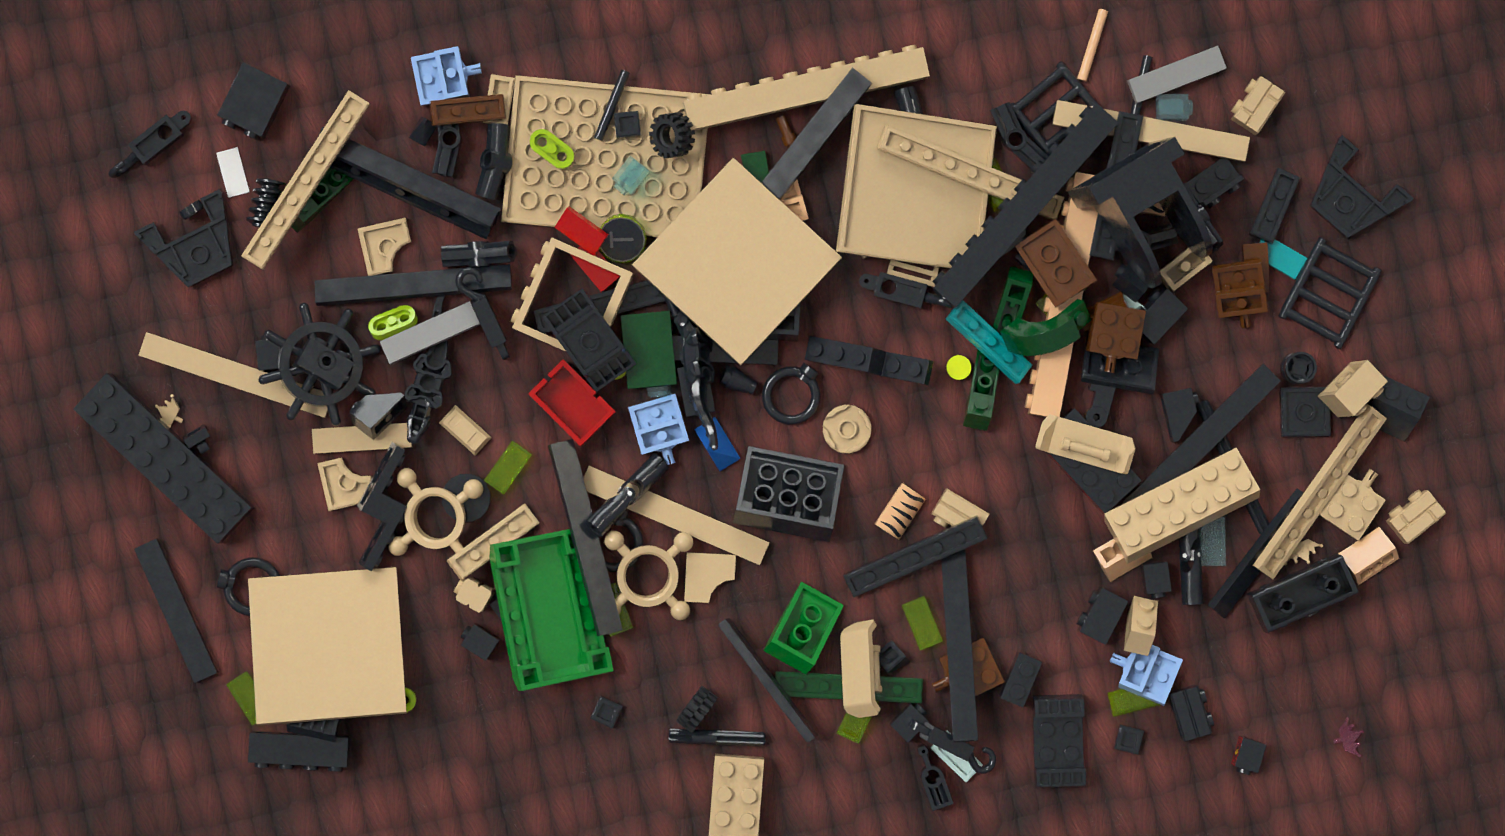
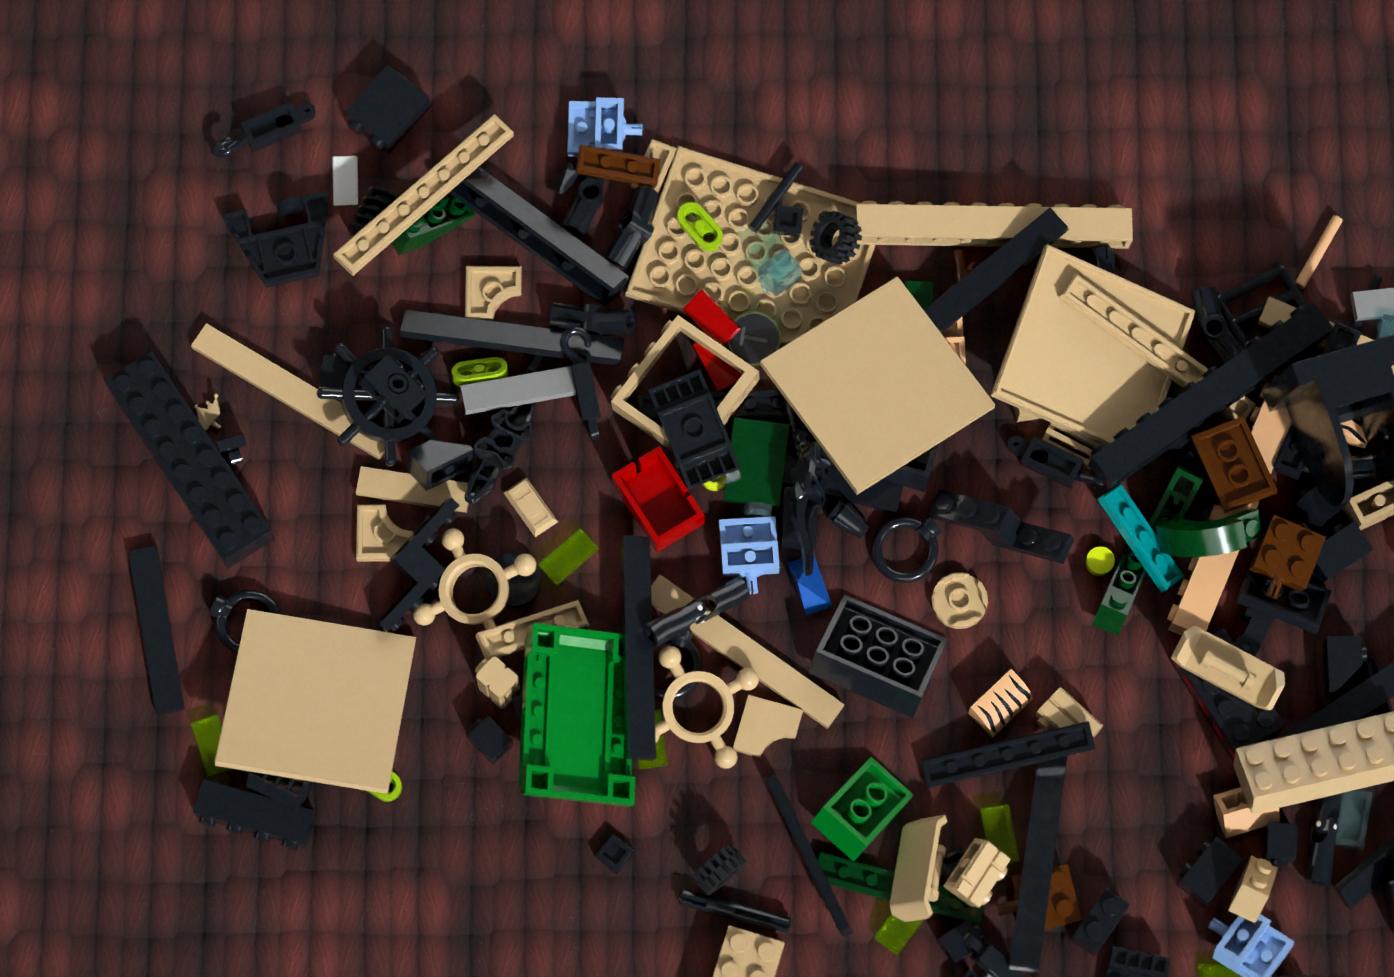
camera: 10 degrees right, 15 degrees down
(910, 664) = (977, 873): none -> tan brick

